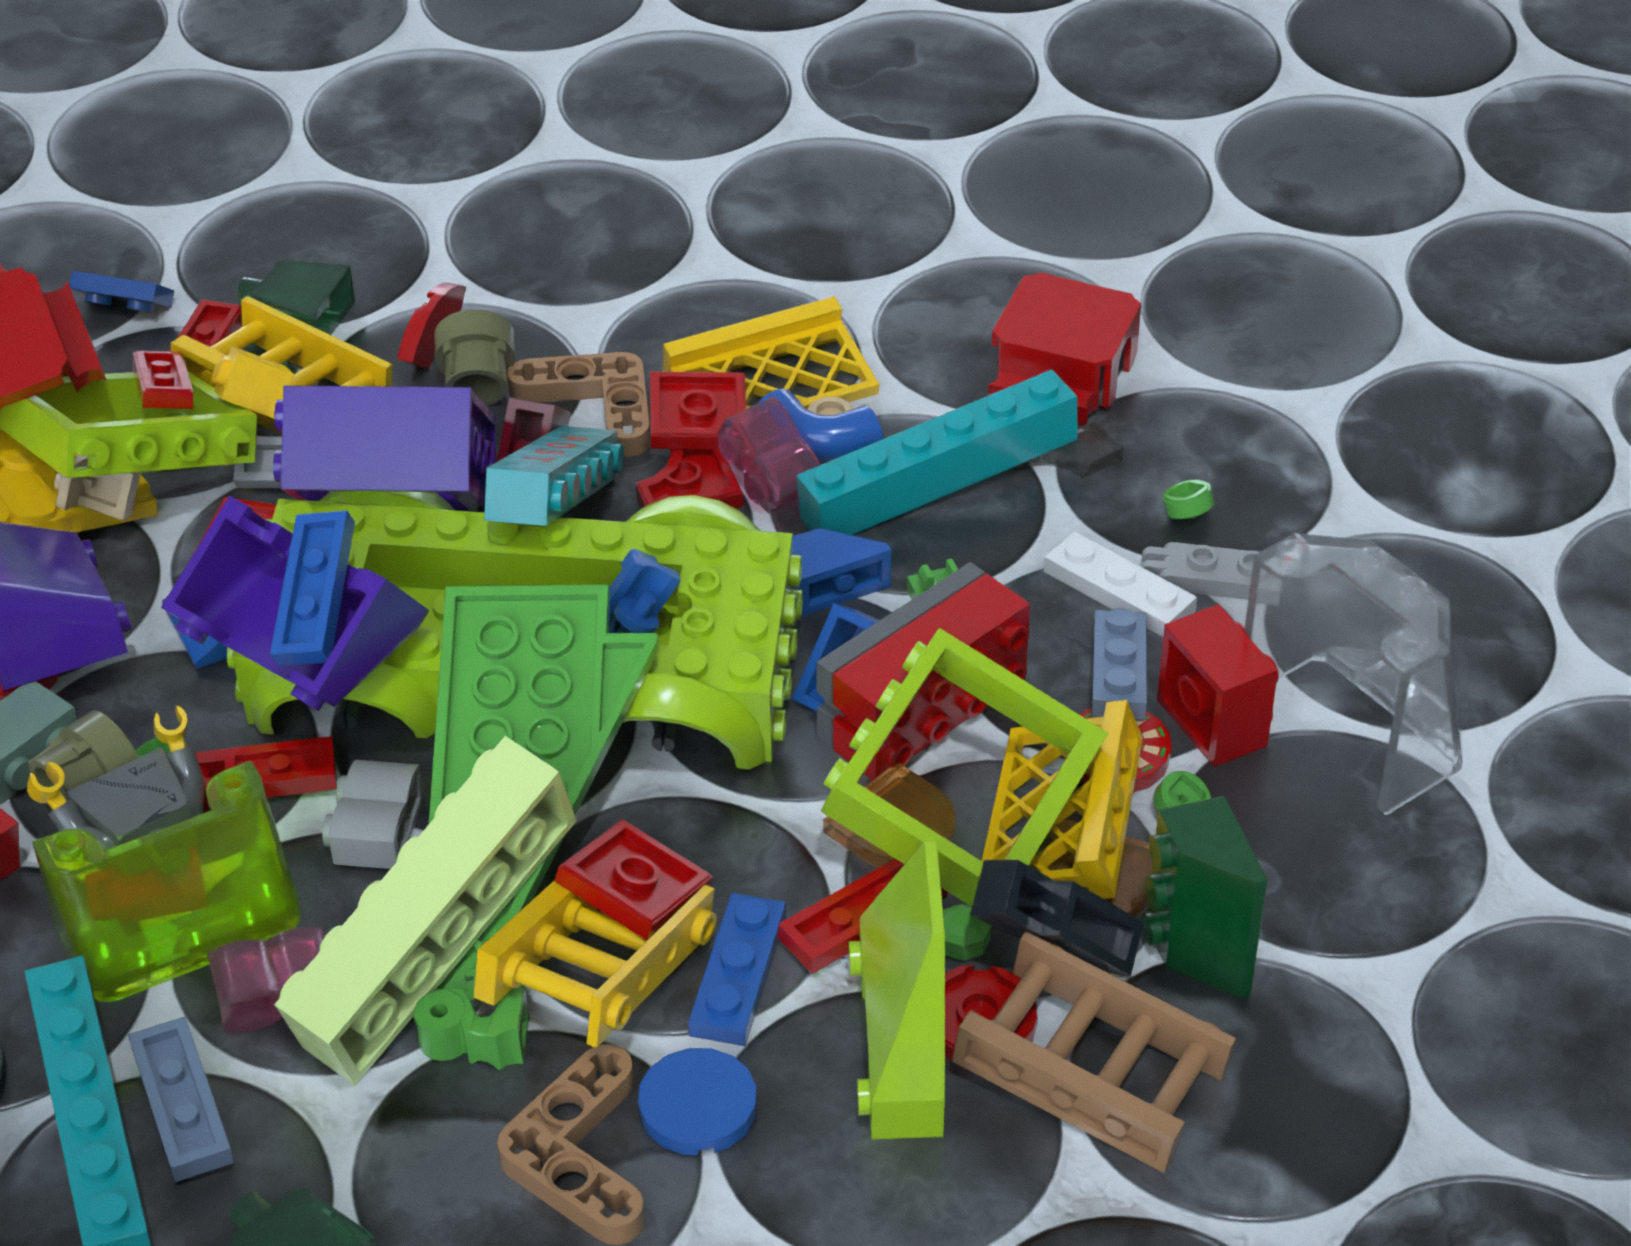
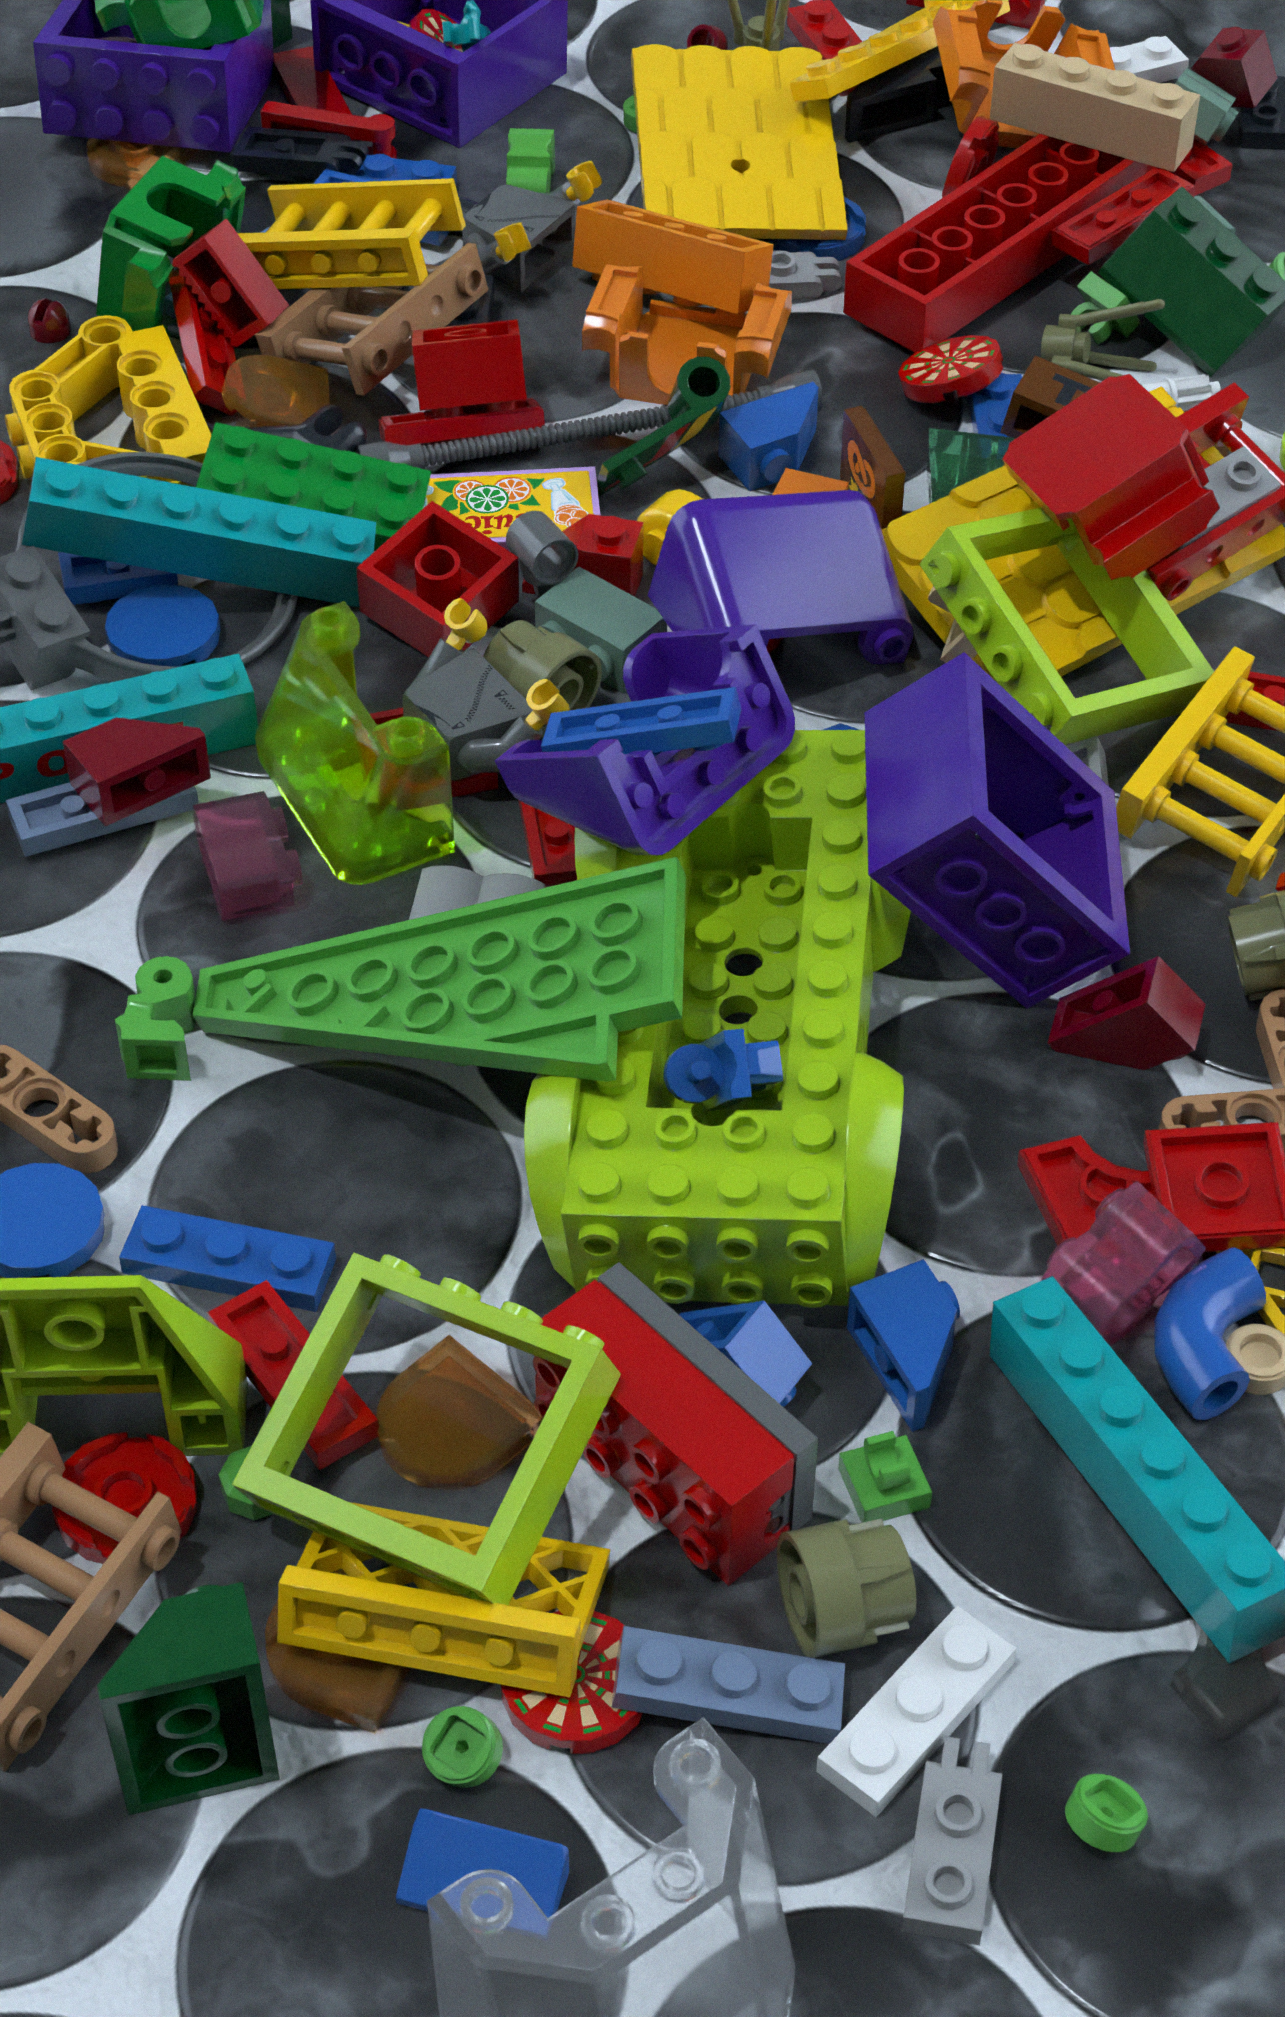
camera: 90 degrees right, 5 degrees up
(162, 380) = (1137, 635): red tile -> none
(167, 1049) = (134, 765): none -> dark red slope
(250, 381) = (1133, 705): yellow brick -> none
(427, 910) = (249, 923): yellowish green brick -> none
(543, 931) = (258, 1047): yellow fence -> none
(551, 475) = (973, 988): teal brick -> none
(632, 878) = (313, 1121): red tile -> none
(1058, 593) = (844, 1585): none -> olive piece
(1061, 912) = (207, 1512): black slope -> none
(1217, 684) = (604, 1775): red brick -> none
(1277, 789) = (450, 1847): none -> blue slope

